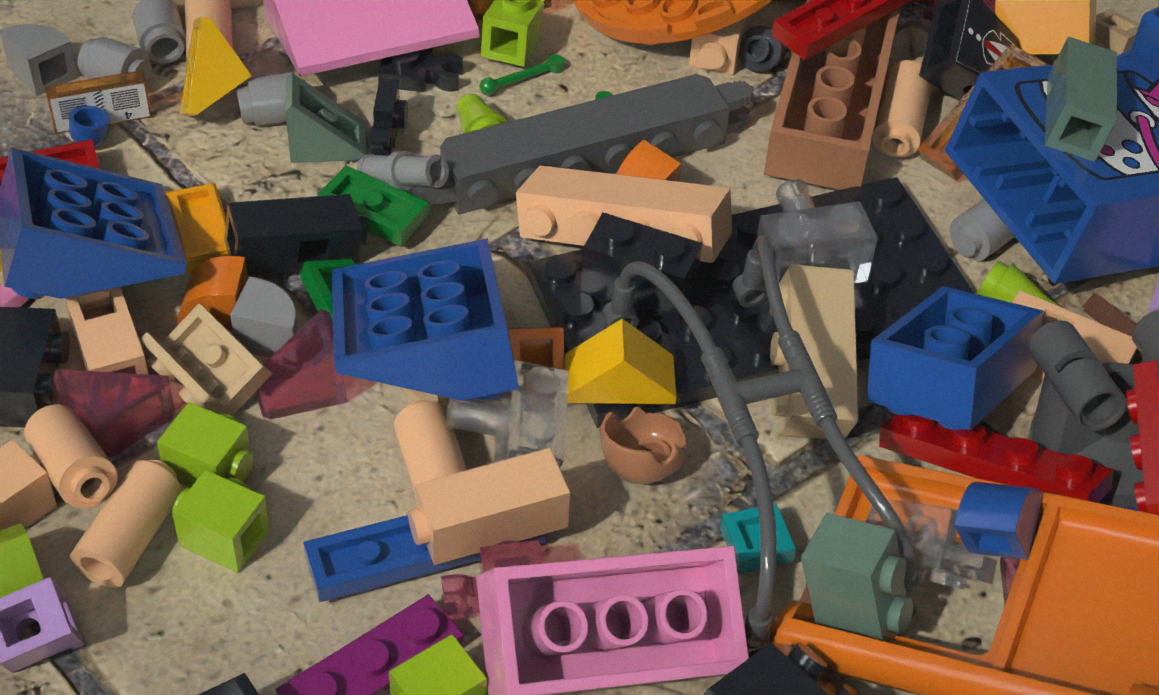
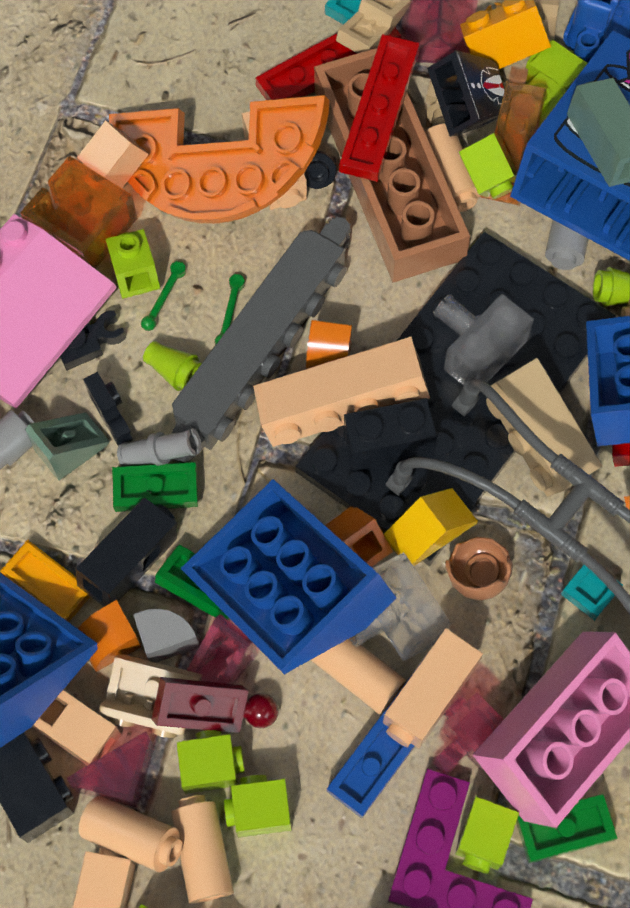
camera: 30 degrees left, 20 degrees up
(253, 396) = (211, 706): none -> dark red plate
(936, 108) = (490, 166): none -> lime brick

